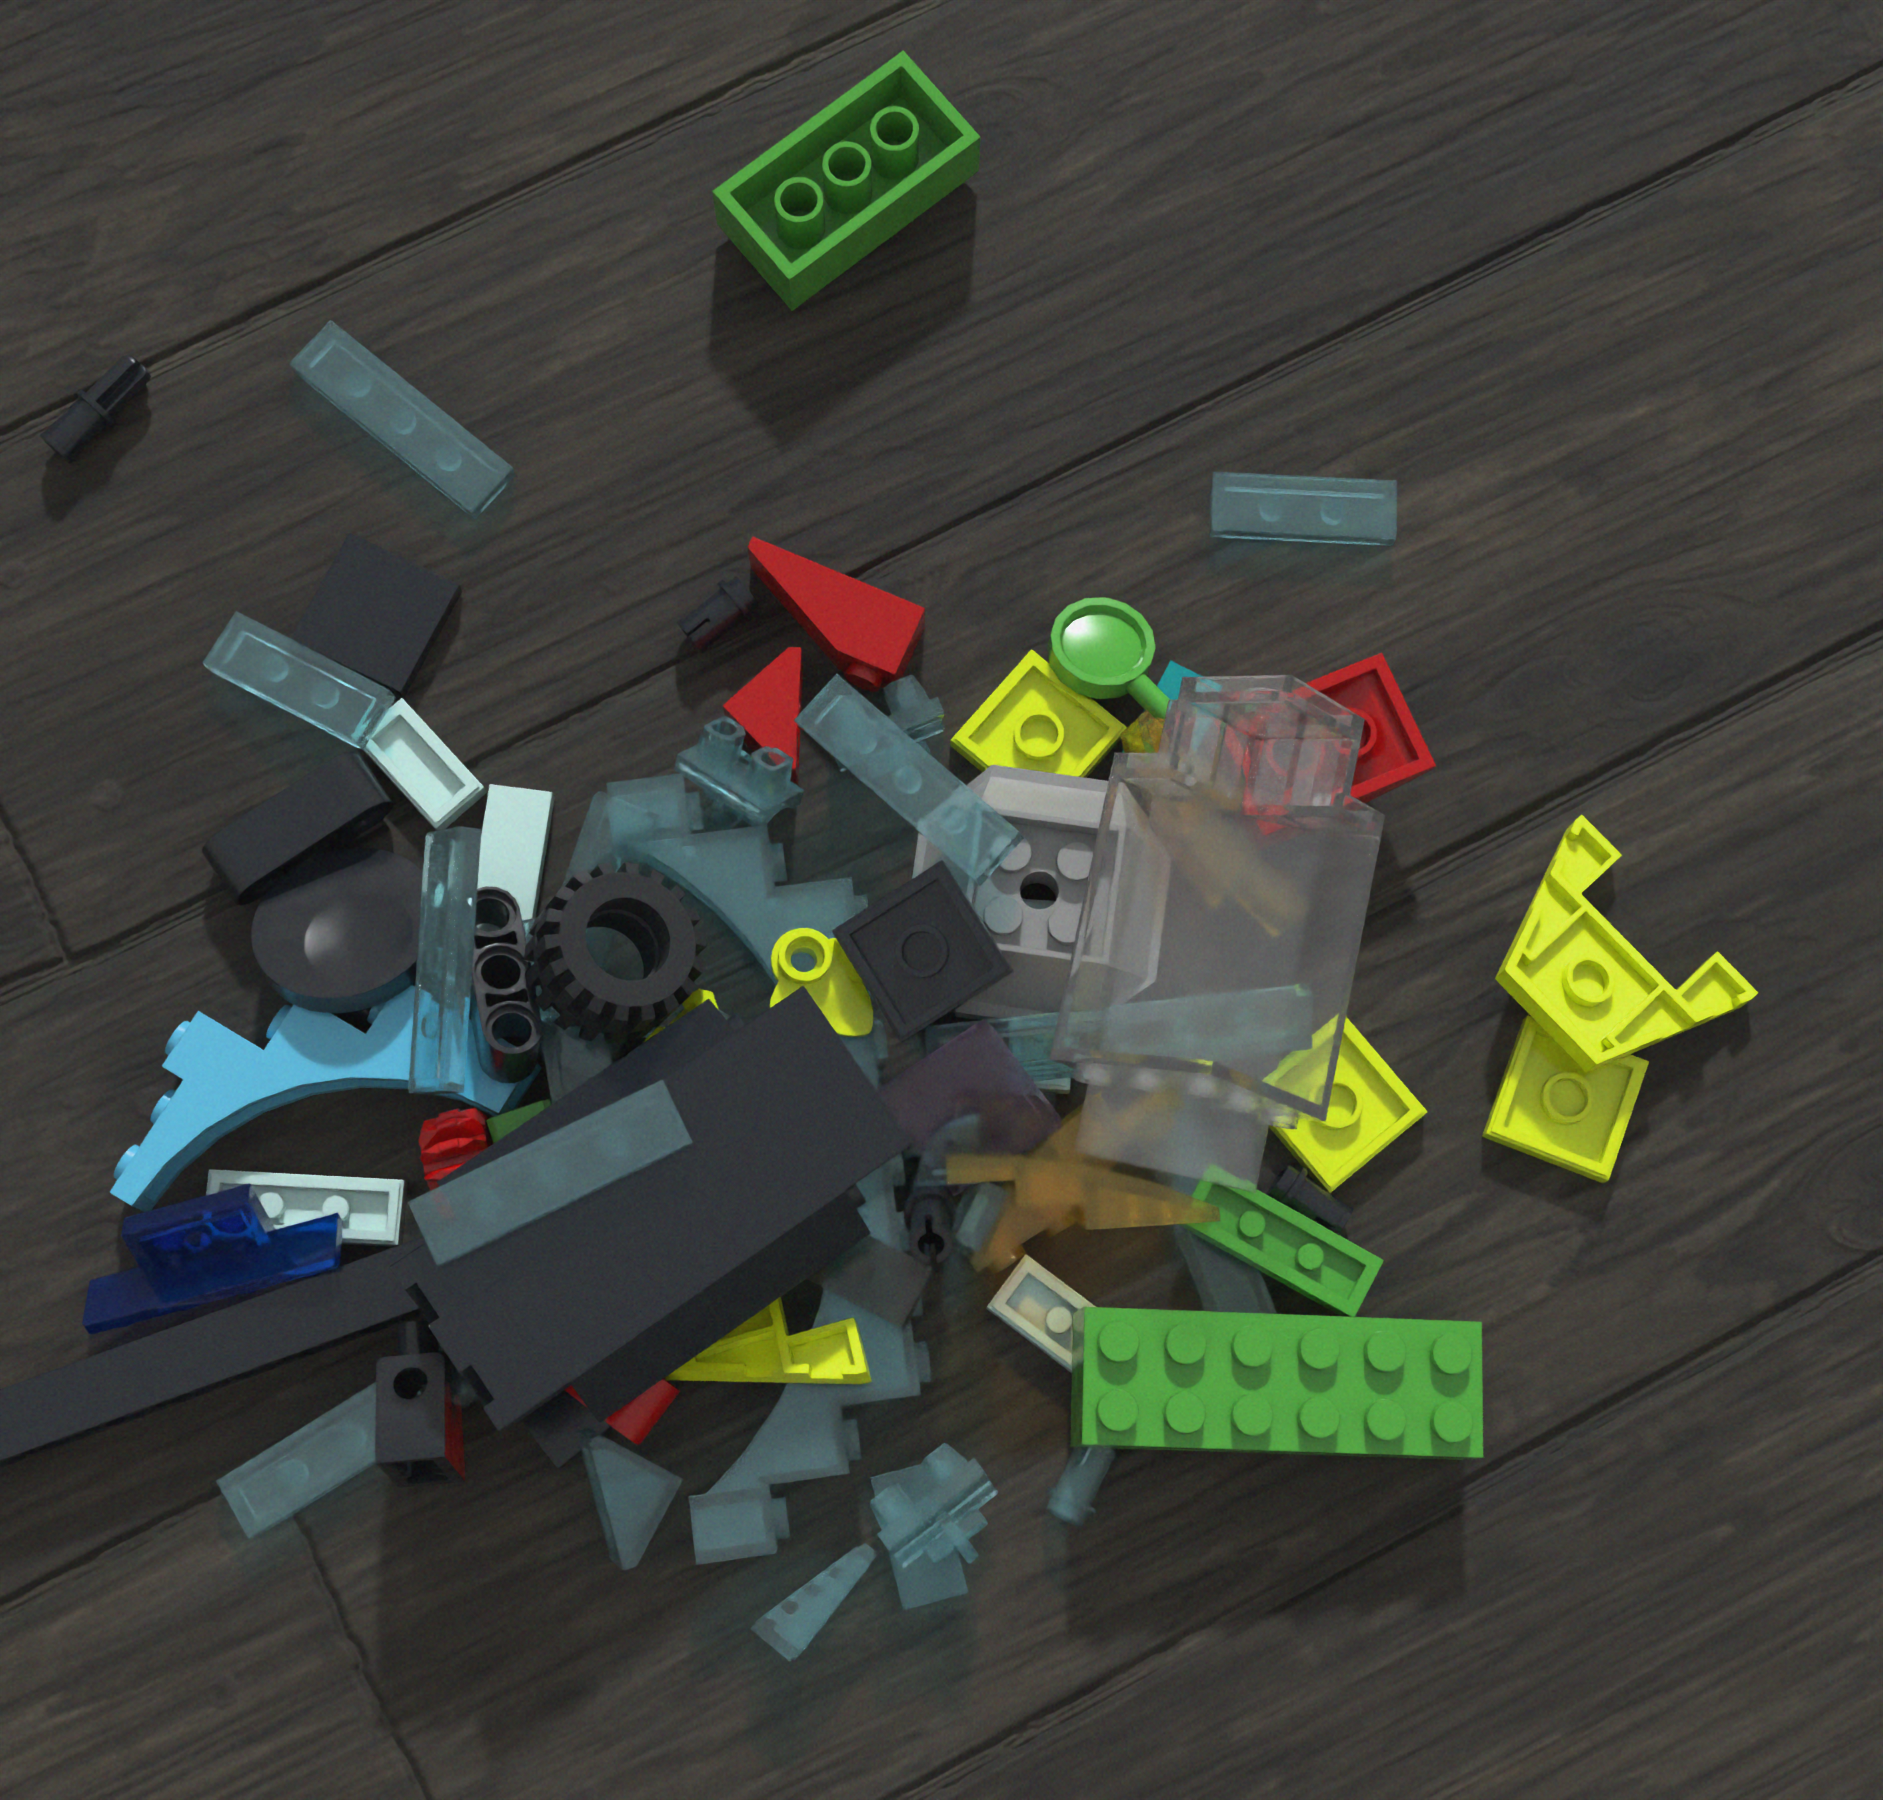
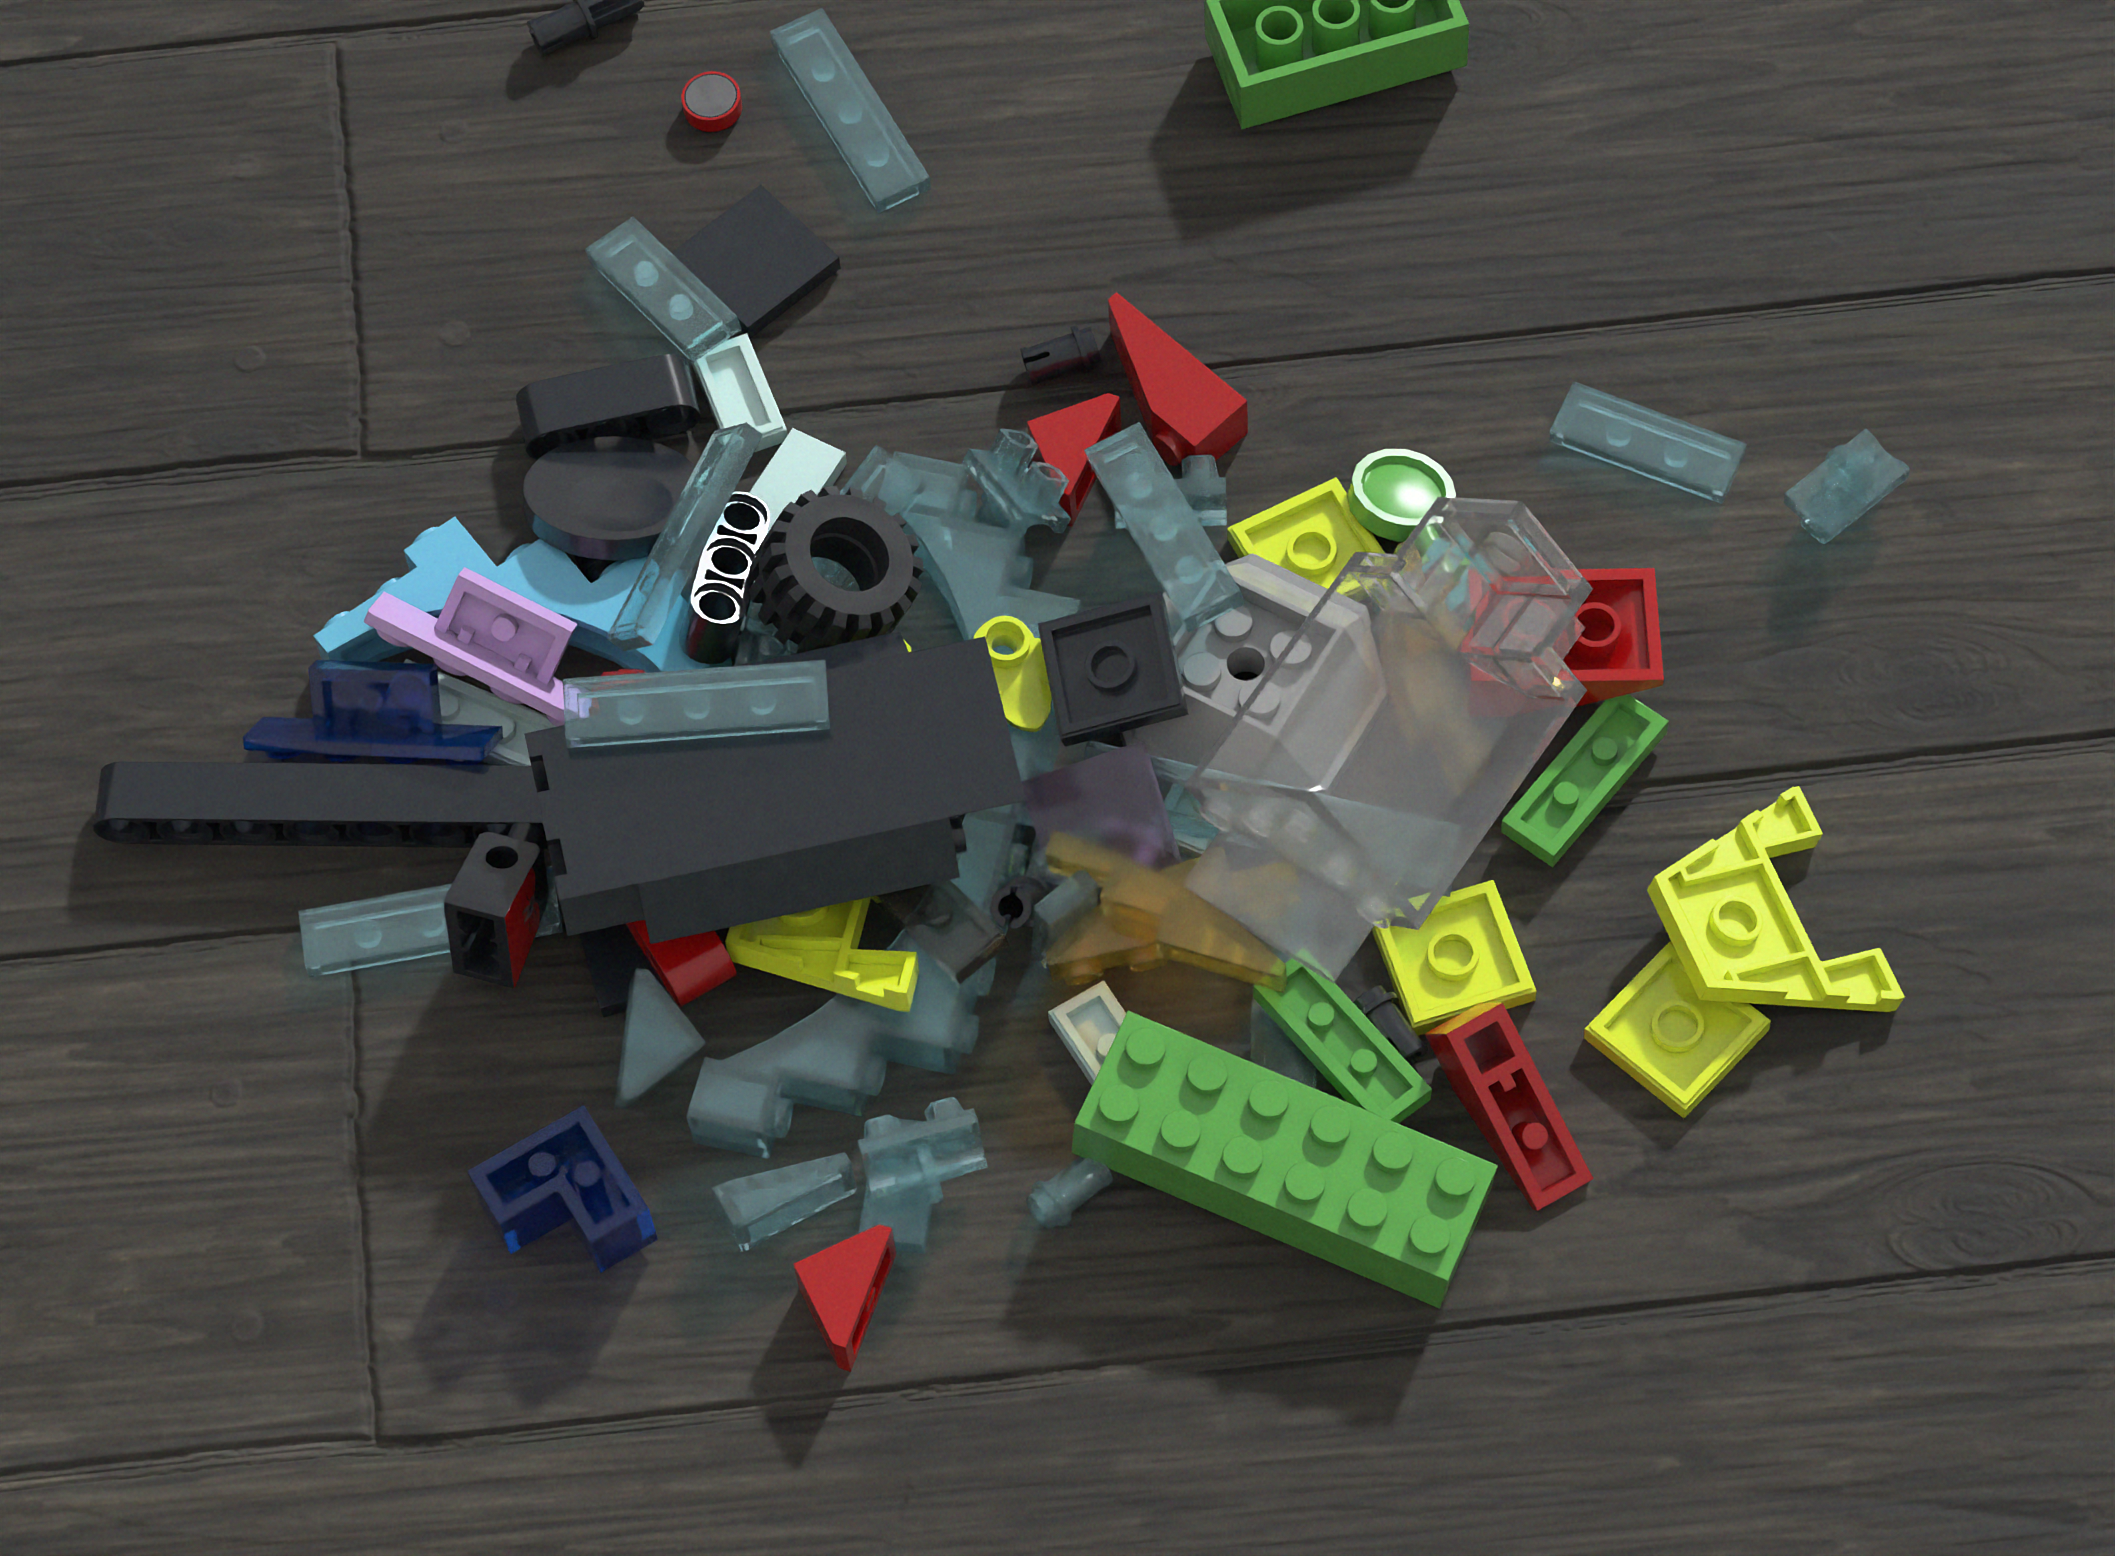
camera: 30 degrees right, 15 degrees down
(261, 457) = (711, 101): none -> tile
(295, 1137) = (487, 636): none -> lavender bracket
(605, 1667) = (563, 1178): none -> clear blue brick
(914, 1675) = (844, 1288): none -> red slope
(1399, 863) = (1584, 777): none -> bright green plate
(1449, 1235) = (1509, 1102): none -> red slope
(1509, 496) = (1845, 486): none -> clear light blue hips

